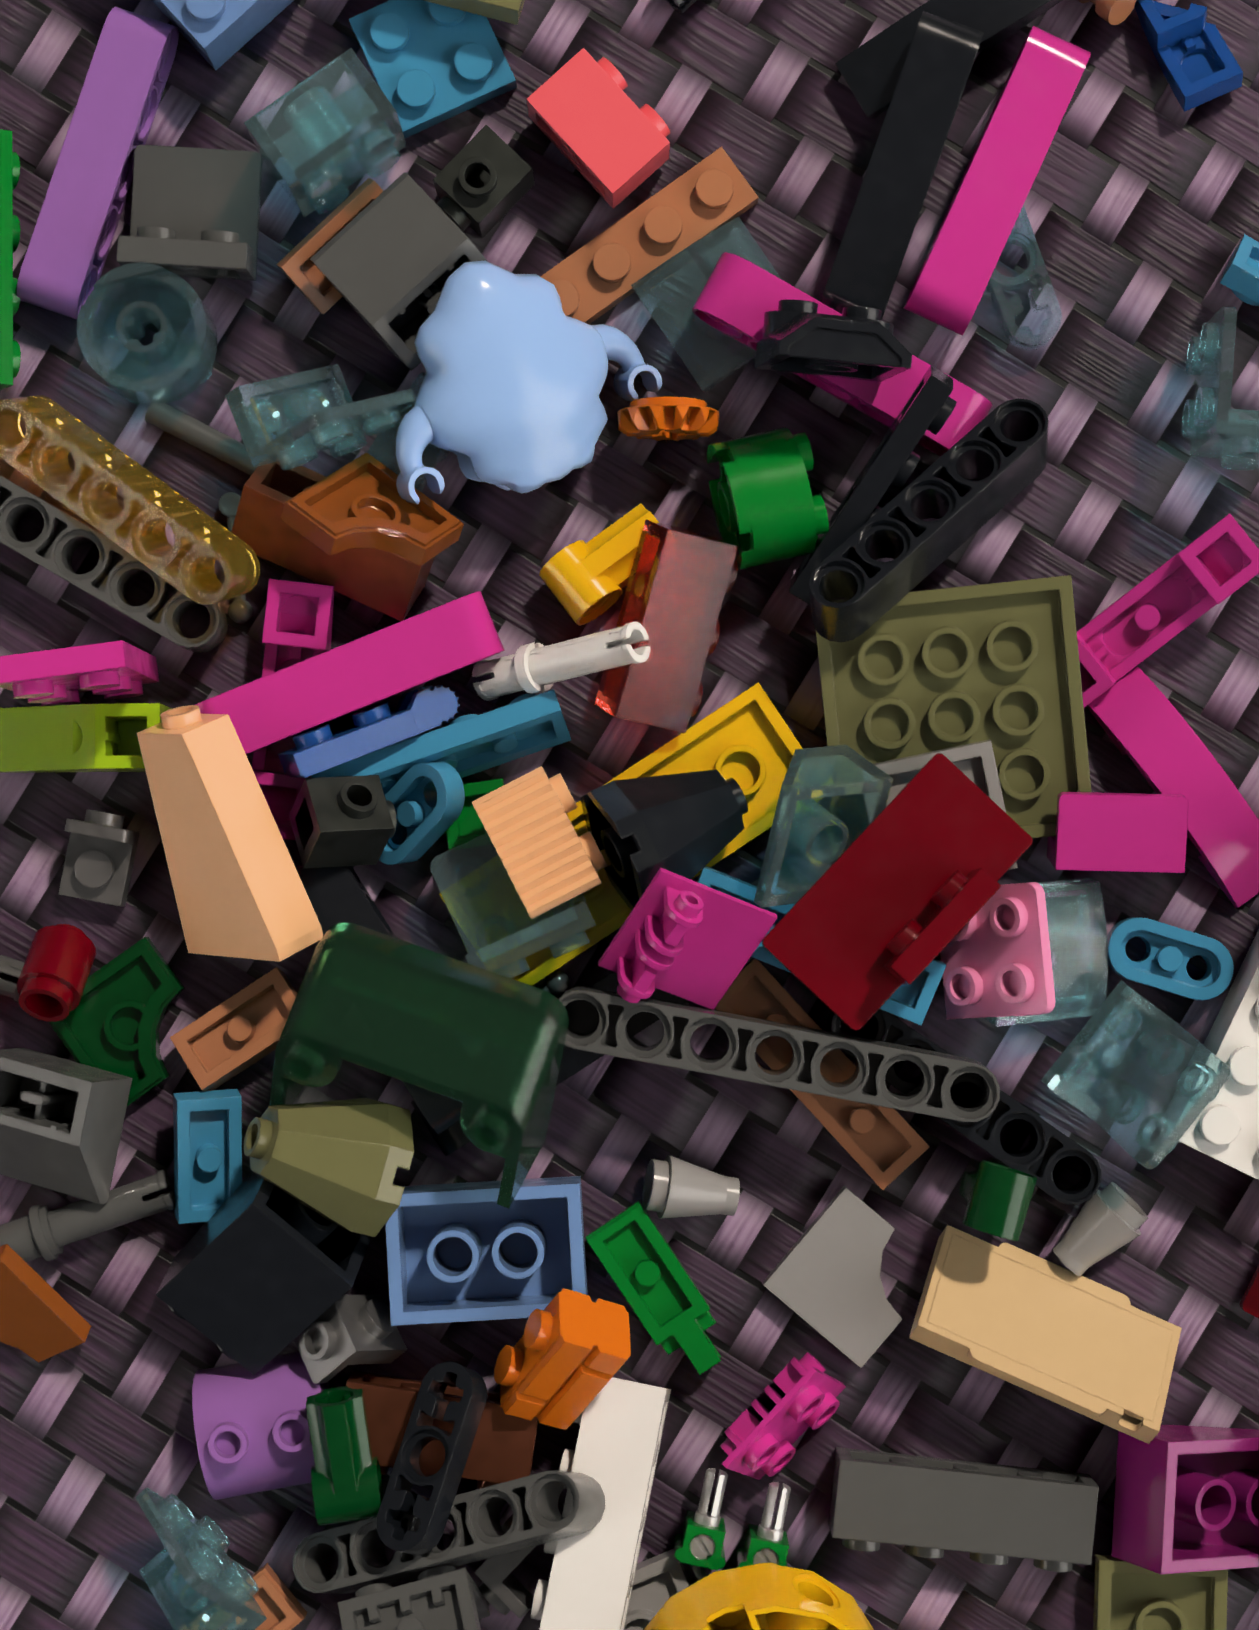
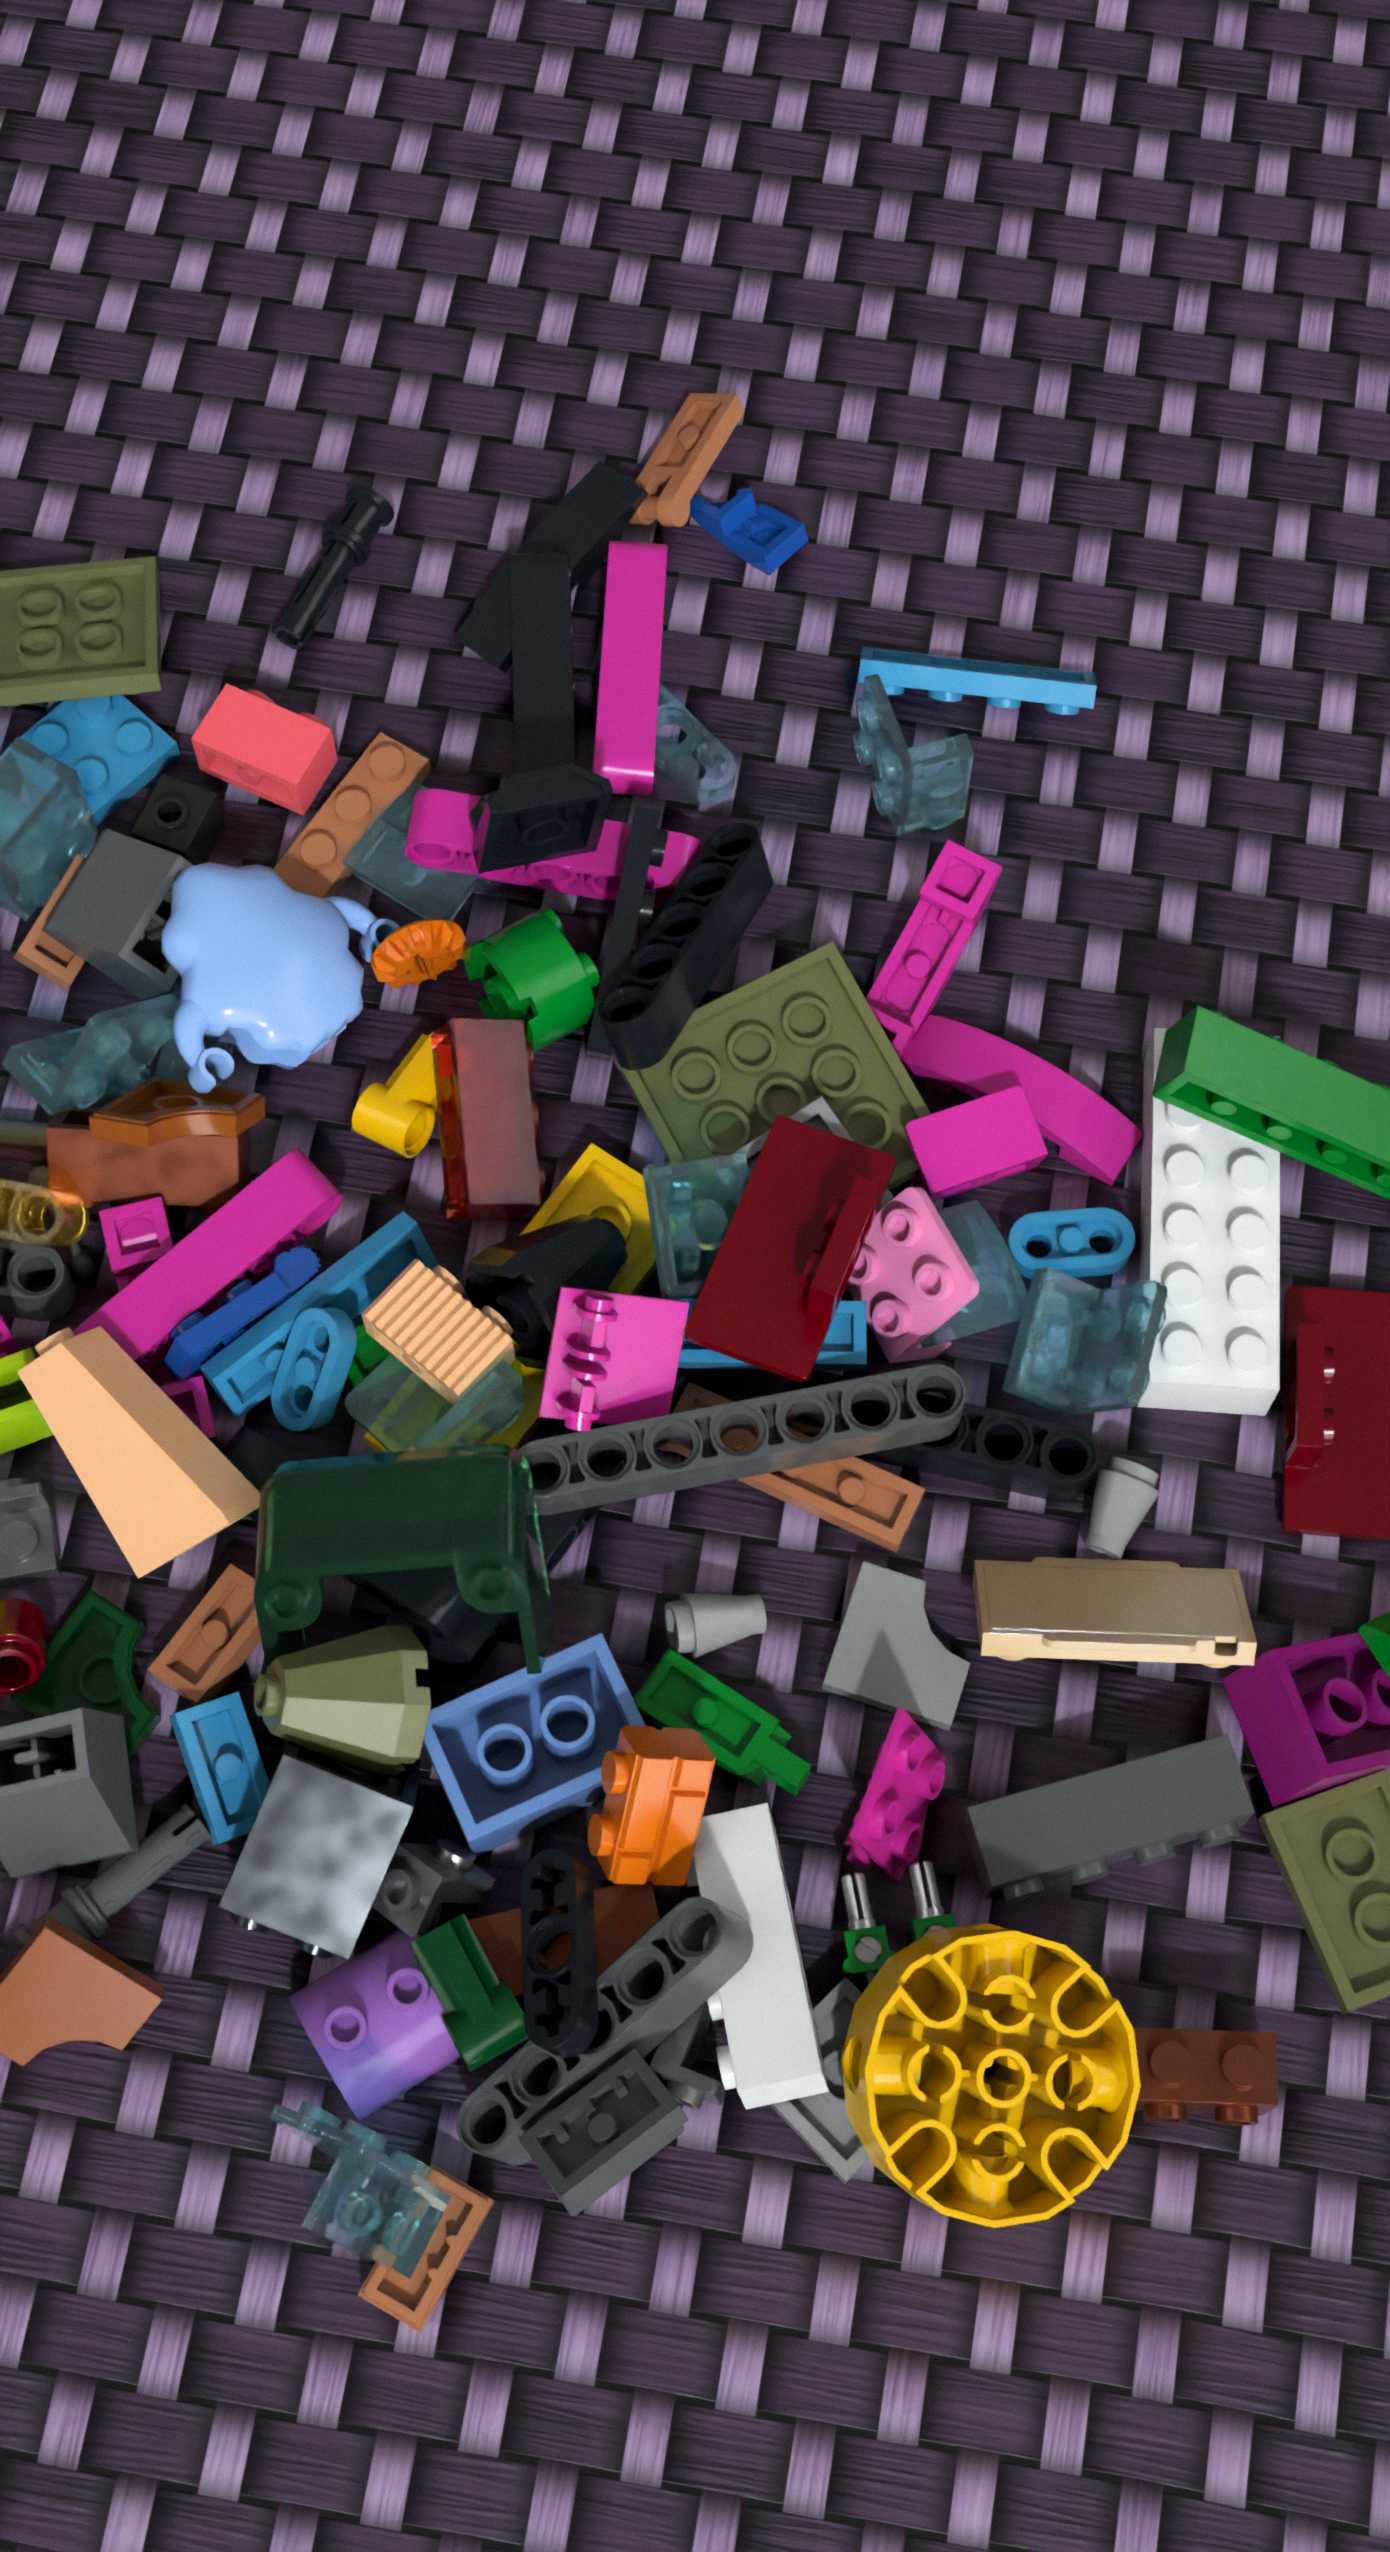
camera: 25 degrees left, 20 degrees down
(342, 821) = (244, 1393): pearl dark grey brick -> none
(540, 666) = (383, 1196): white pin -> none
(997, 1199) = (1006, 1497): dark green piece -> none

